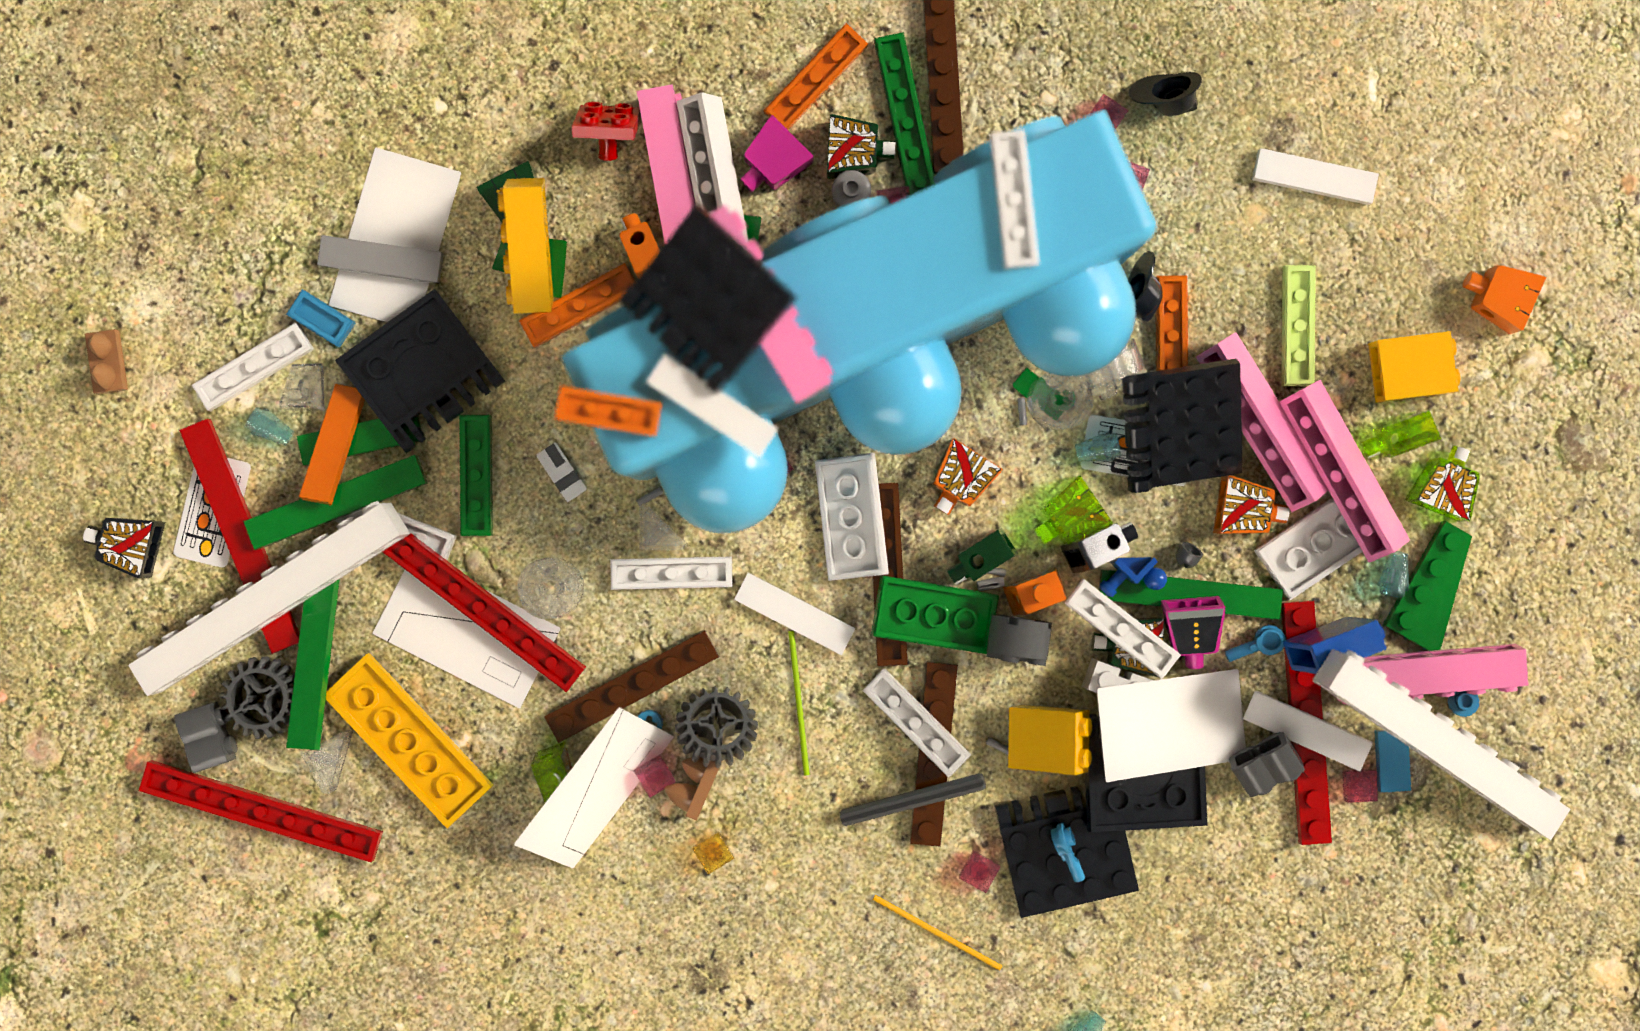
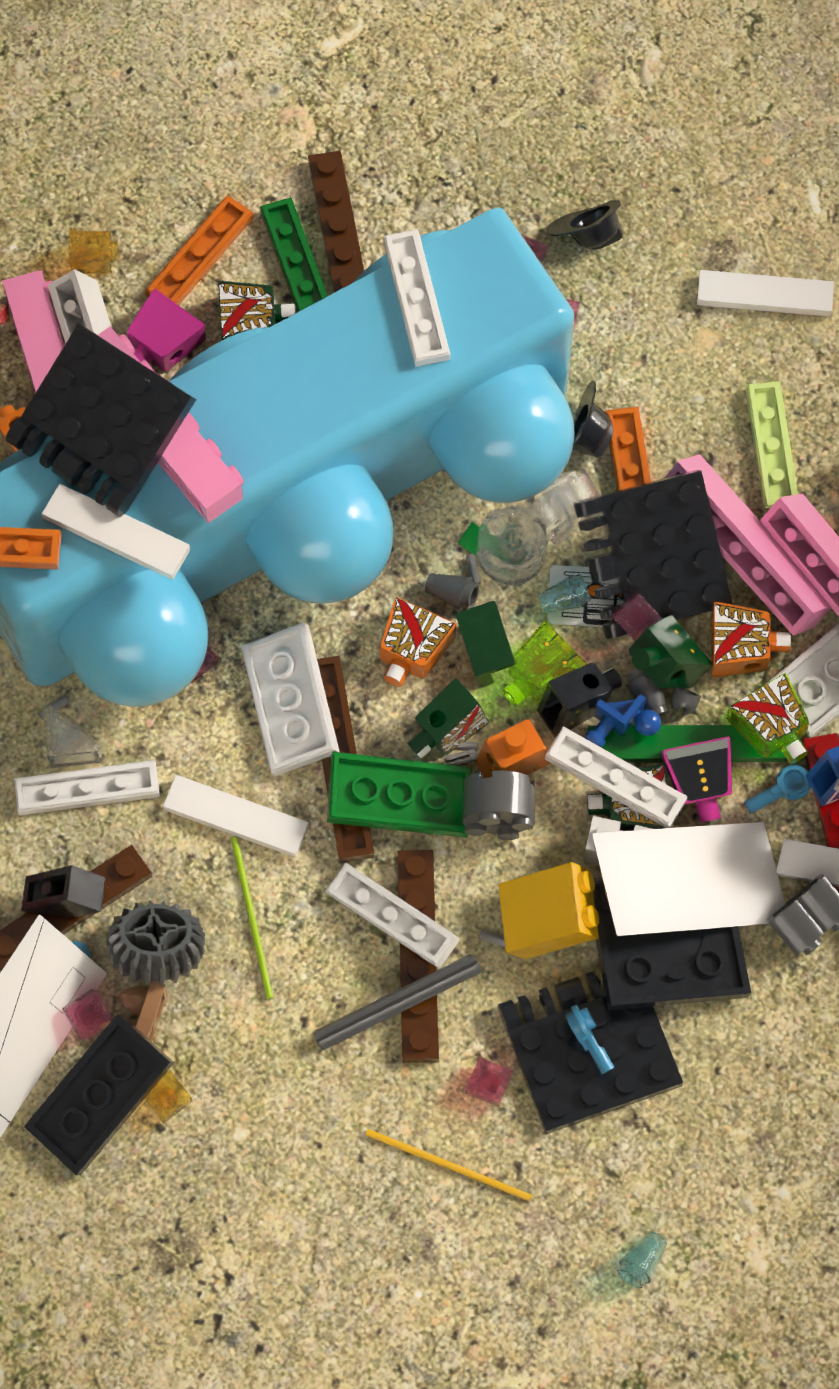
camera: 10 degrees left, 20 degrees down
(642, 676) = (63, 892): none -> black slope
(658, 851) = (99, 1094): none -> black plate
(711, 75) = (92, 251): none -> clear yellow brick
(1003, 431) = (453, 589): none -> dark grey cone
(1026, 486) = (485, 641): none -> dark green panel
(1158, 543) = (641, 684): none -> dark grey cone
(1159, 483) = (635, 616): none -> clear pink plate
(1181, 517) = (669, 655): none -> dark green torso
(1263, 588) = (772, 719): none -> torso

